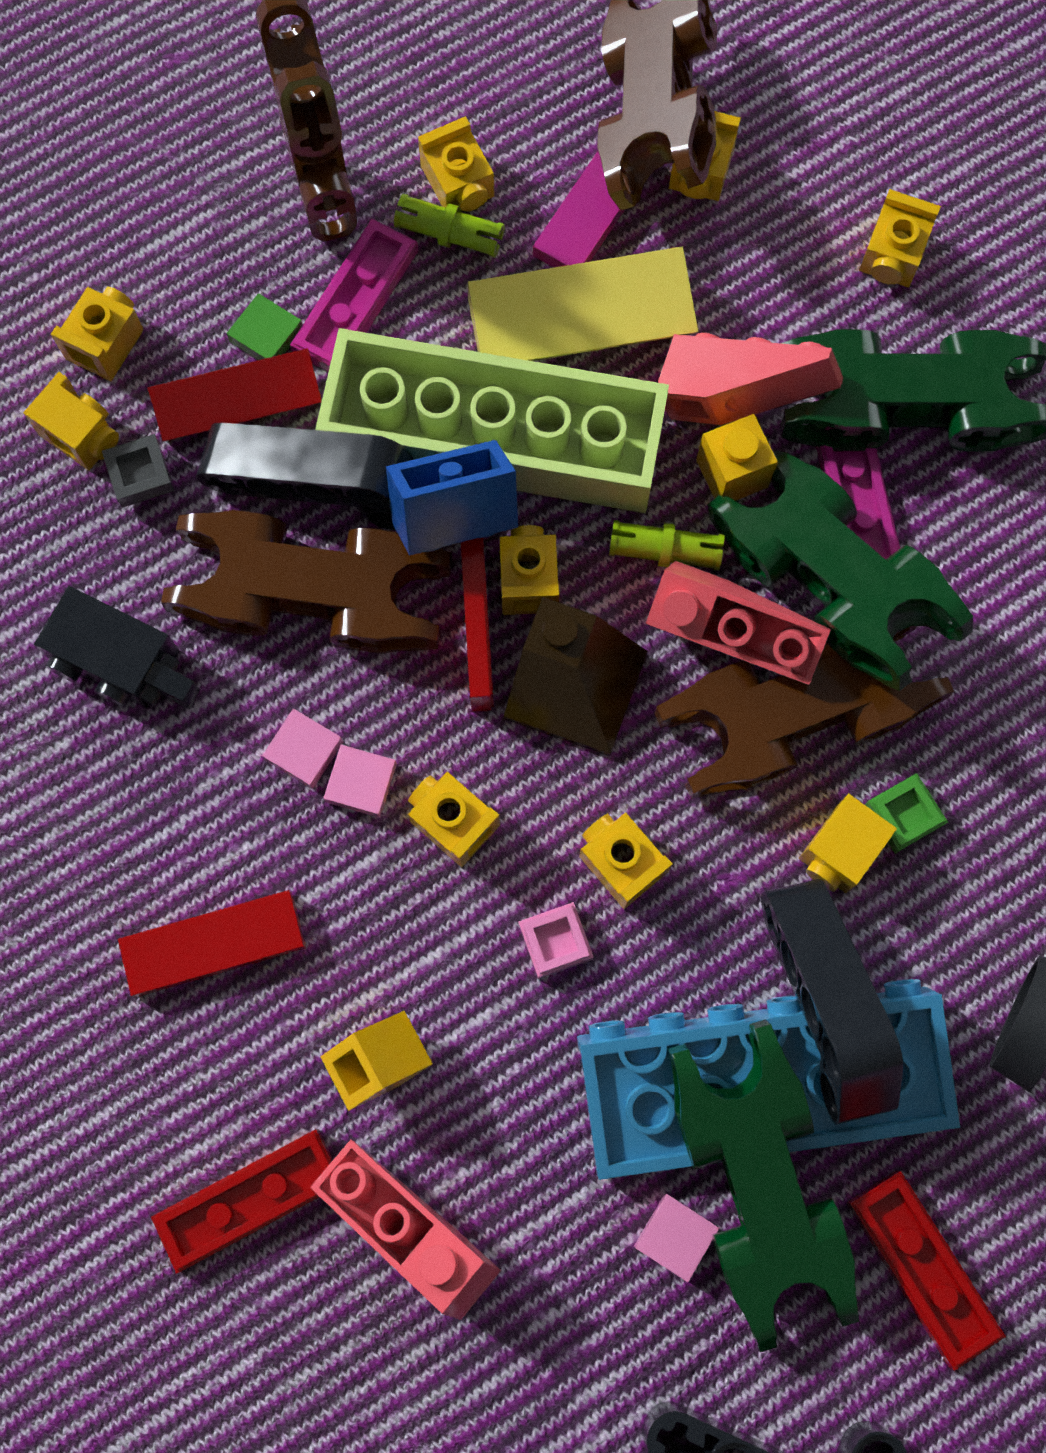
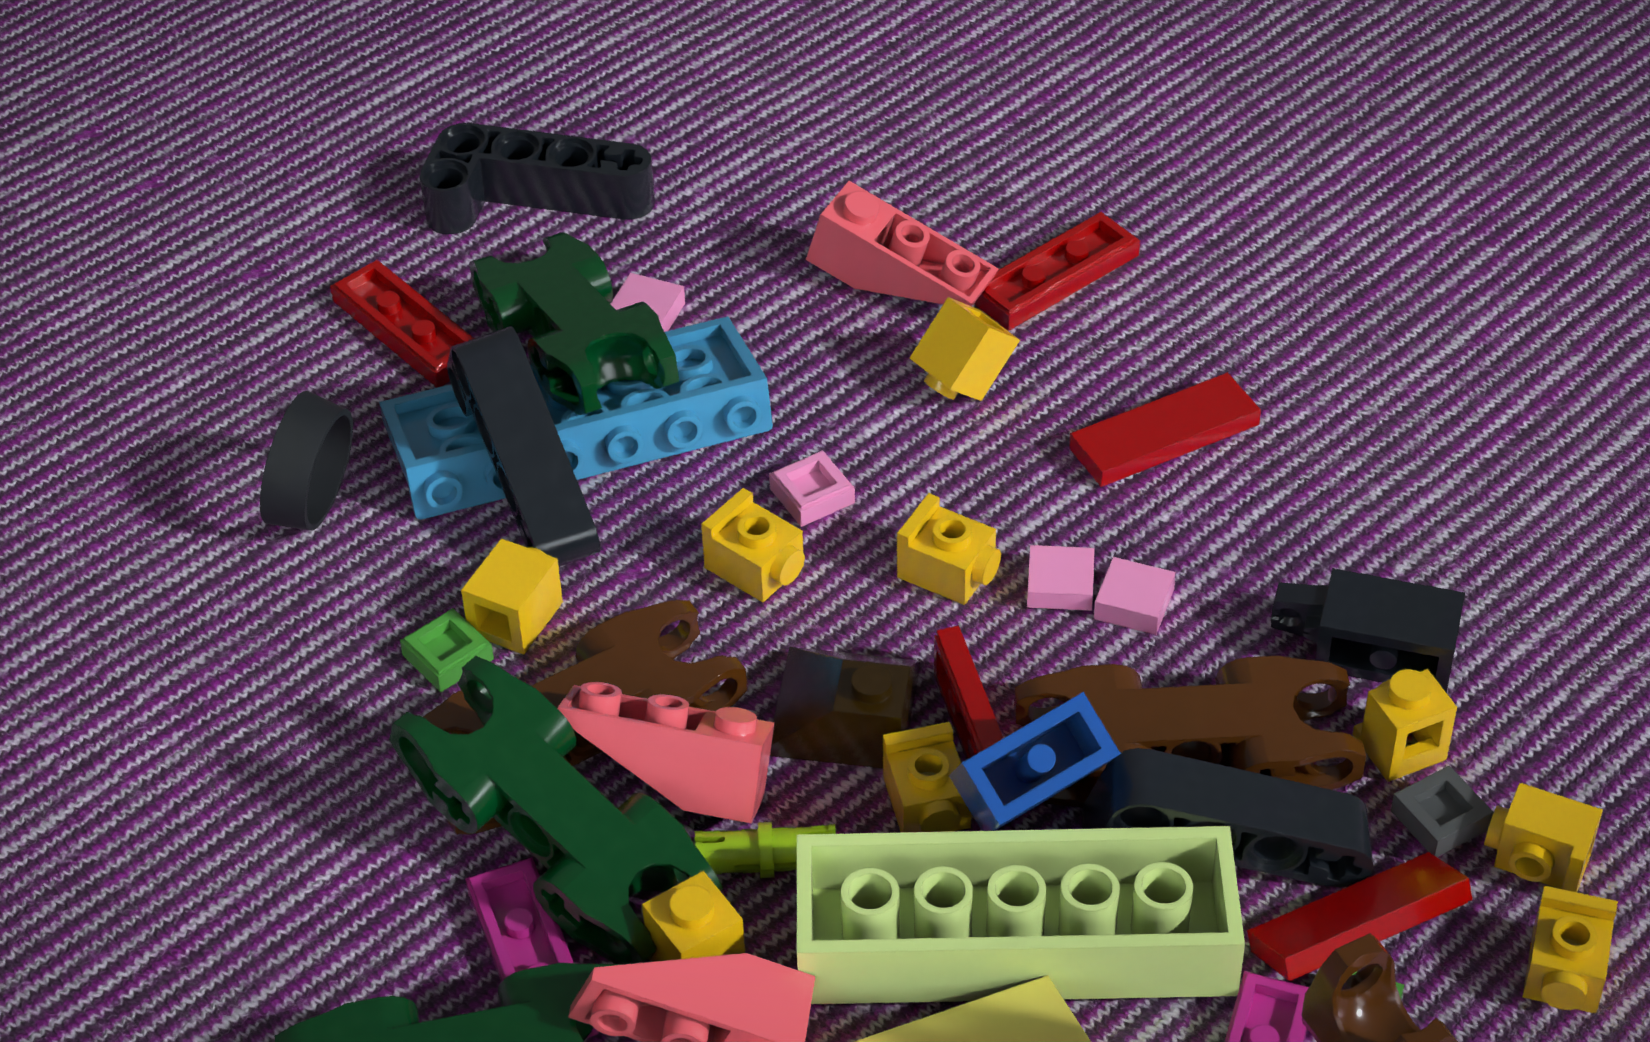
camera: 170 degrees right, 30 degrees down
(134, 547) = (1402, 706): none -> yellow brick

